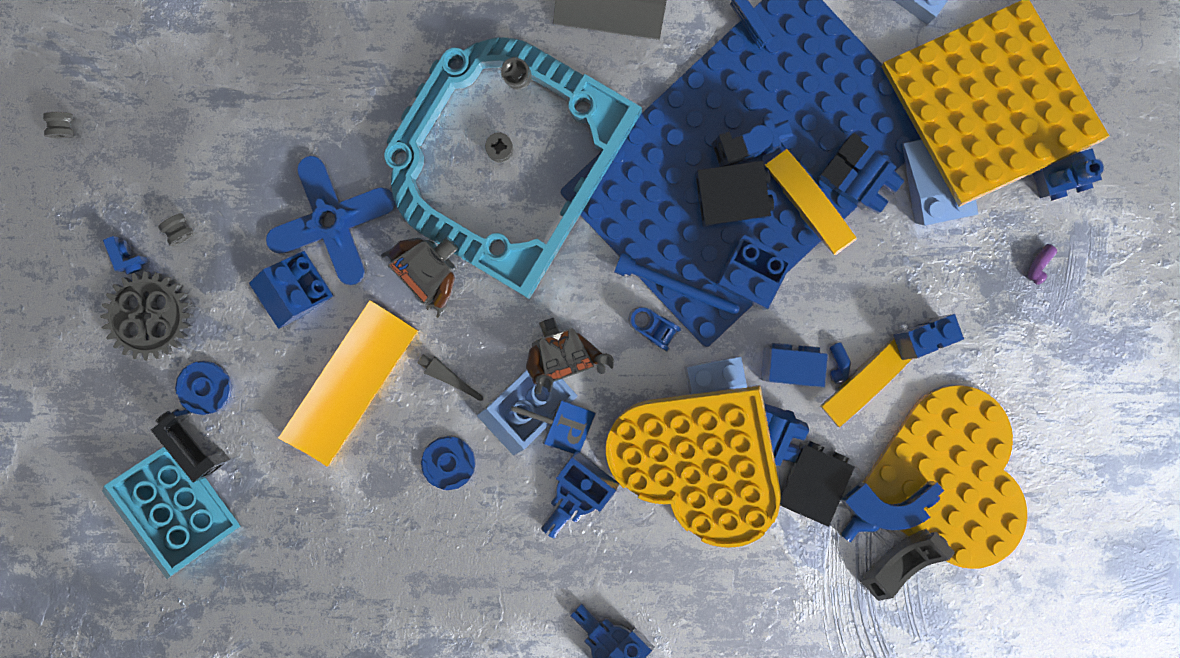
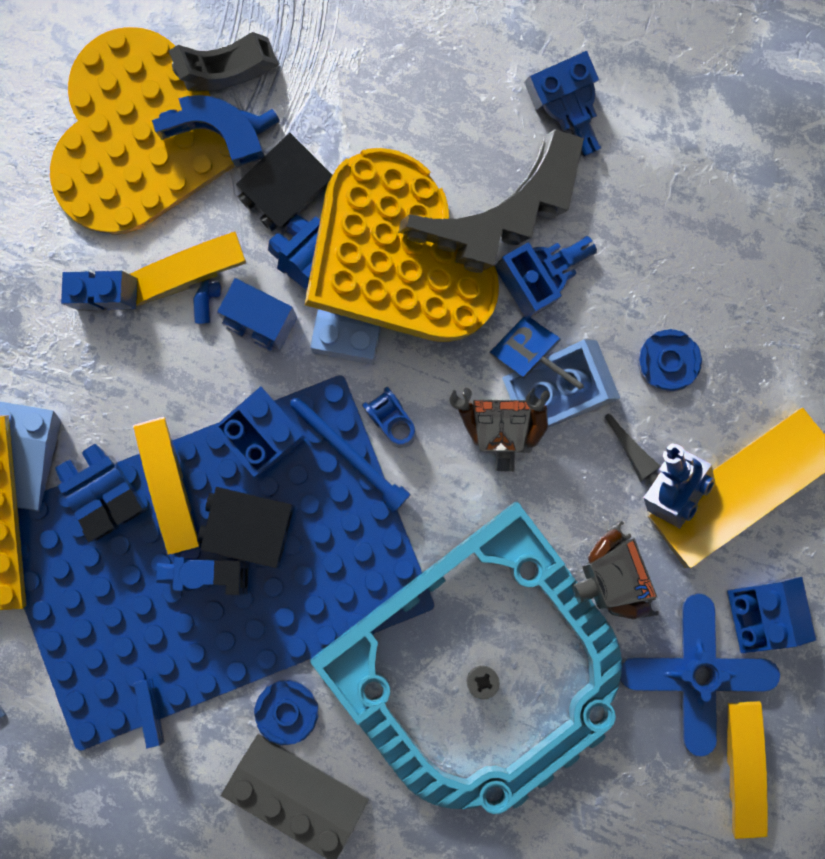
camera: 160 degrees left, 5 degrees down
(265, 160) = (747, 770): none -> yellow slope
(402, 361) = (679, 486): none -> blue brick
(514, 68) = (437, 758): dark grey wheel -> none
(603, 562) = (478, 236): none -> dark grey arch
(643, 64) = (286, 712): none -> blue tile

